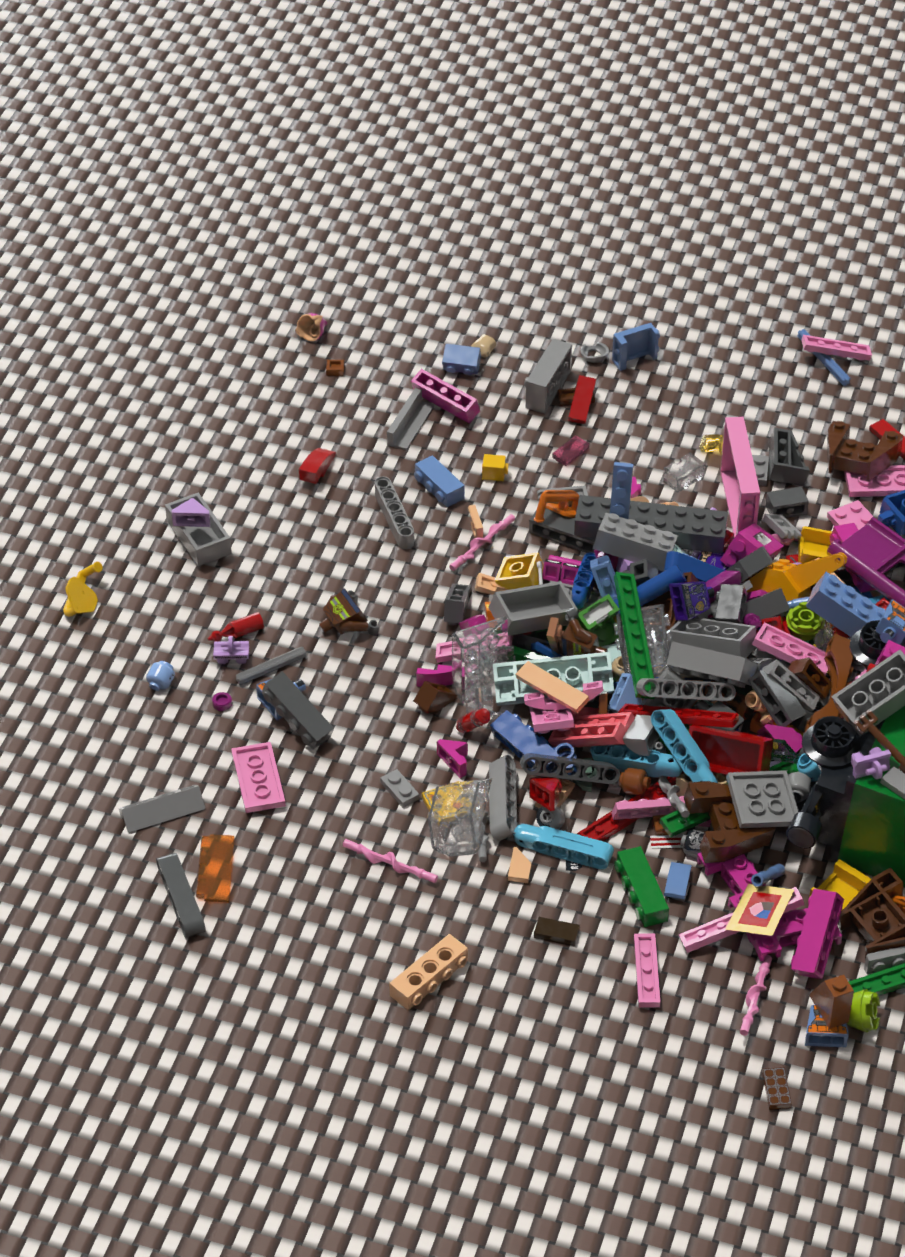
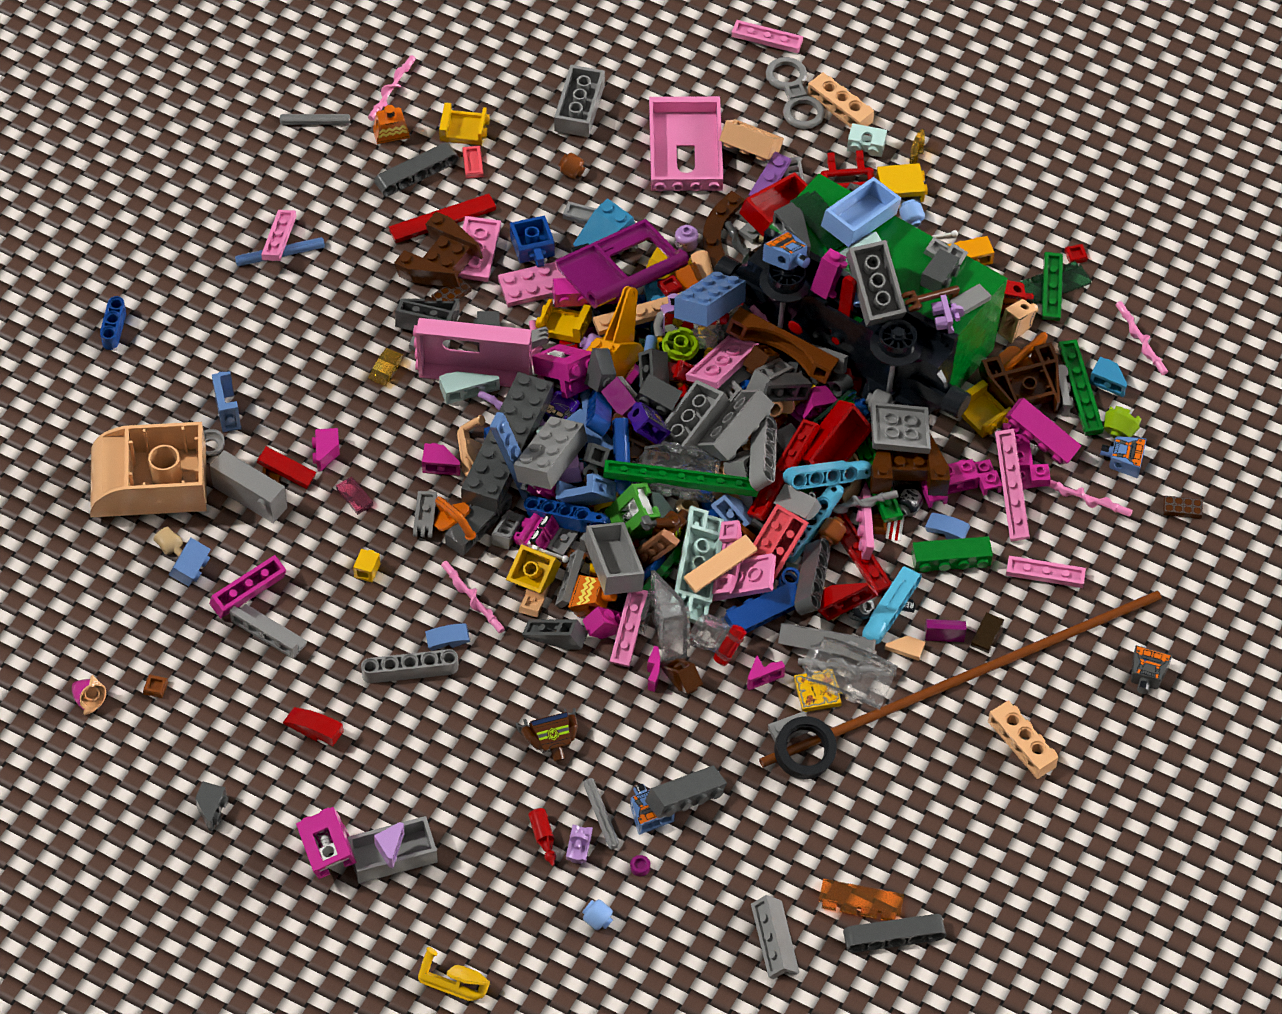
camera: 80 degrees left, 10 degrees up
(189, 478) = (324, 835): none -> dark pink brick
(222, 416) = (210, 802): none -> dark grey slope
(258, 777) = (754, 845): bright pink plate -> none
(383, 812) = (822, 731): none -> black tyre
(389, 858) = (881, 748): bright pink piece -> none
(434, 532) = (447, 635): none -> medium blue slope
(439, 481) = (373, 617): medium blue brick -> none
(476, 525) = (448, 596): light nougat tile -> none
(504, 926) = (970, 674): none -> dark orange piece
(539, 310) = (149, 470): none -> light nougat brick
(546, 1073) = (1148, 668): none -> torso
(547, 892) = (945, 630): none -> magenta brick
(565, 550) = (502, 539): none -> light grey slope
(612, 420) = (327, 447): none -> dark pink slope
(685, 473) = (420, 401): clear brick -> none
(699, 271) = (113, 323): none -> blue beam
(714, 494) = (465, 385): none -> light aqua slope
(752, 619) = (682, 382): magenta axle -> none
(760, 909) = (1011, 465): sticker -> none
(764, 876) = (957, 451): medium blue piece -> none
(808, 767) = (863, 384): medium azure head -> none
(820, 473) = (450, 293): none -> reddish brown tile
(833, 1000) = (1122, 434): dark orange slope -> none

